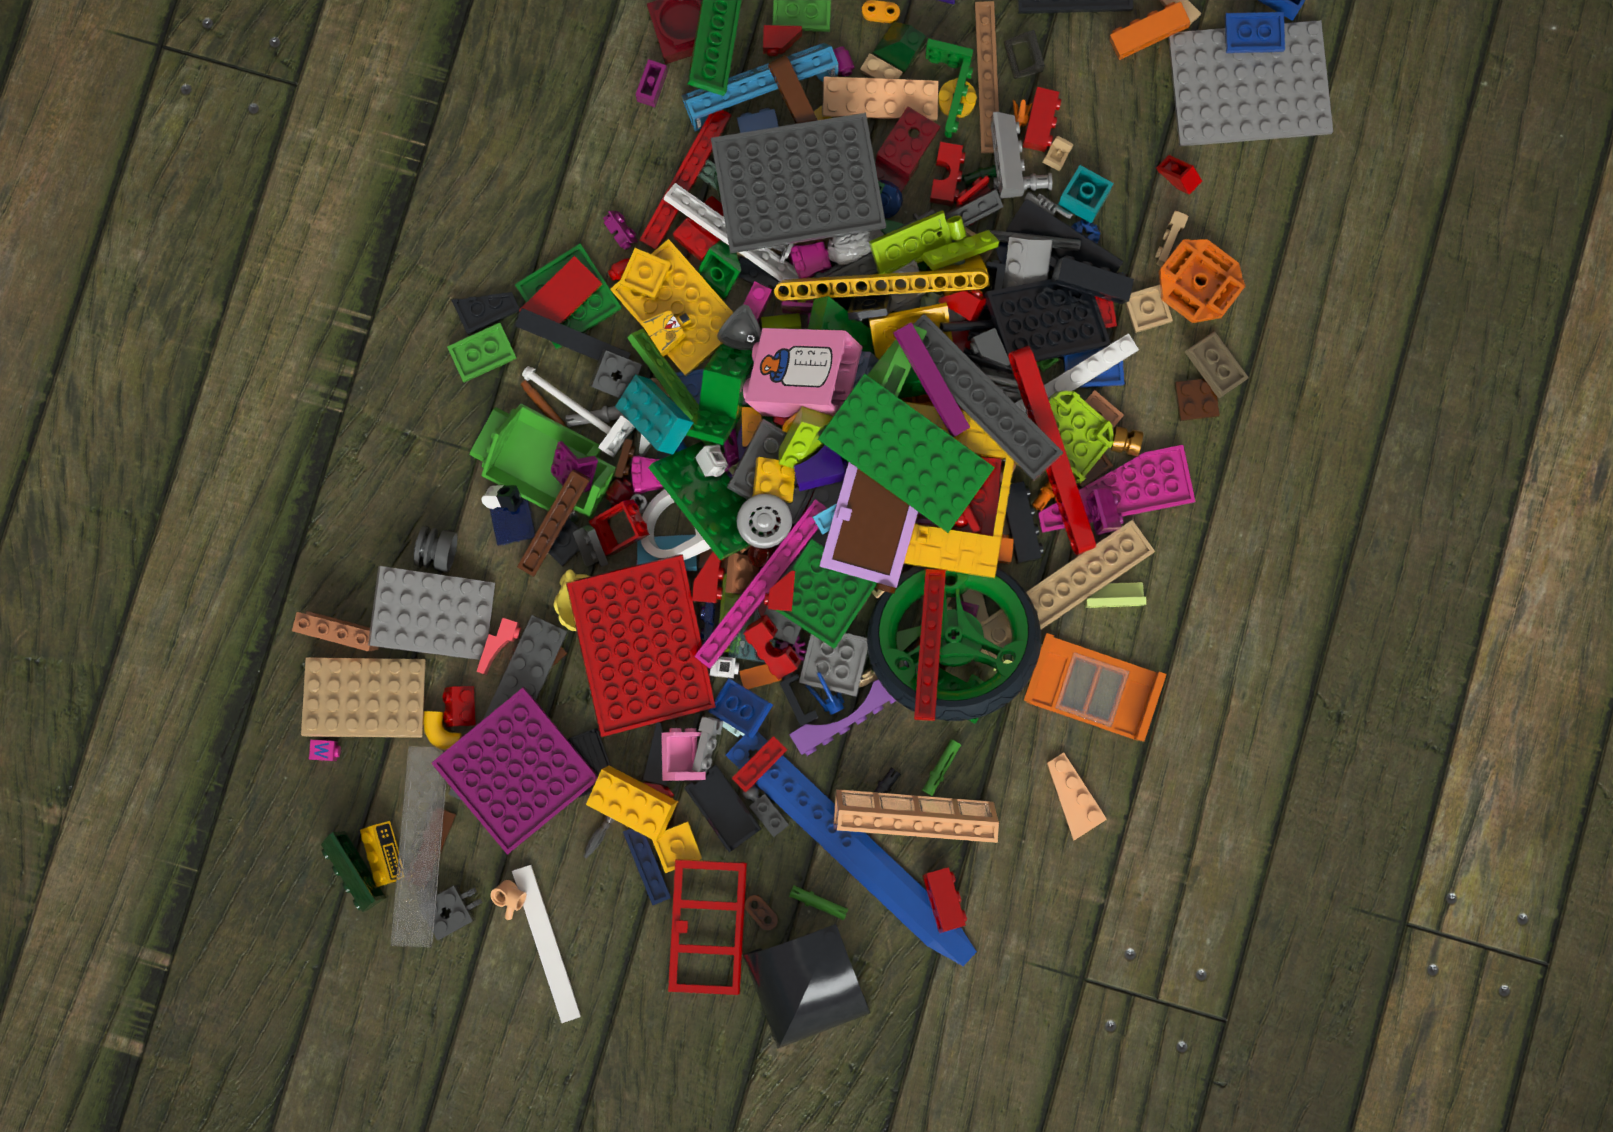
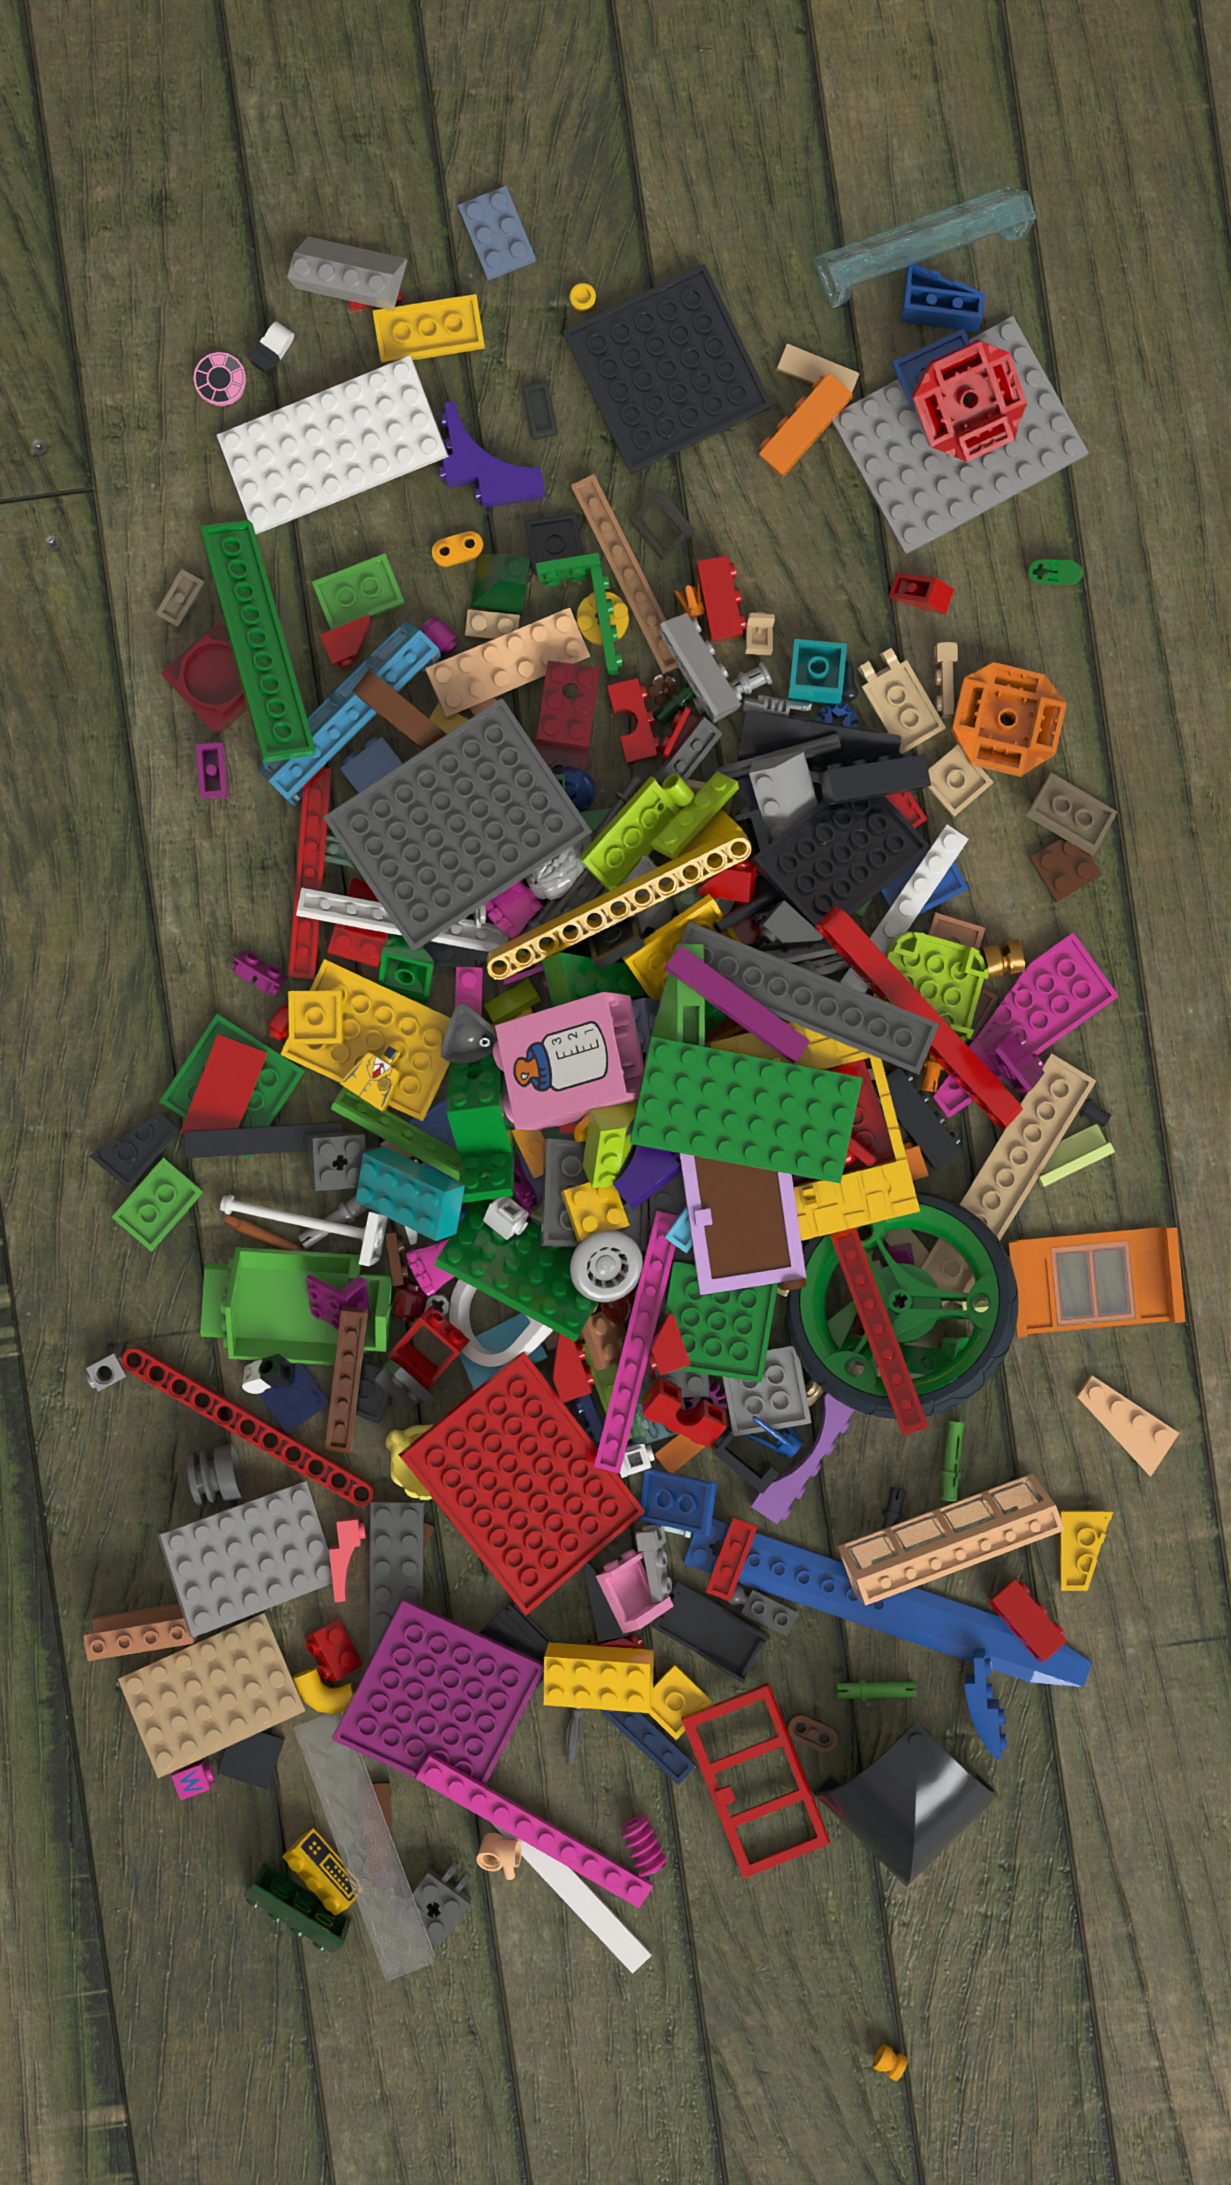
camera: 25 degrees left, 5 degrees up
(371, 755) = (253, 1759): none -> black tile
(403, 452) = (114, 1362): none -> light grey brick
(465, 522) = (235, 1425): none -> red beam
(539, 891) = (533, 1830): none -> dark pink plate
(609, 937) = (644, 1845): none -> dark pink piece
(887, 953) = (983, 1708): none -> blue slope
(948, 30) = (553, 538): none -> black tile
(975, 161) = (662, 688): none -> reddish brown plant
(1003, 866) = (1080, 1546): none -> yellow wing
(1102, 217) = (850, 690): none -> black piece
(1133, 240) = (900, 701): none -> tan tile
(1143, 573) = (1094, 1113): none -> black pin
(1268, 197) = (1043, 572): none -> green piece
(1286, 62) = (990, 415): none -> piece

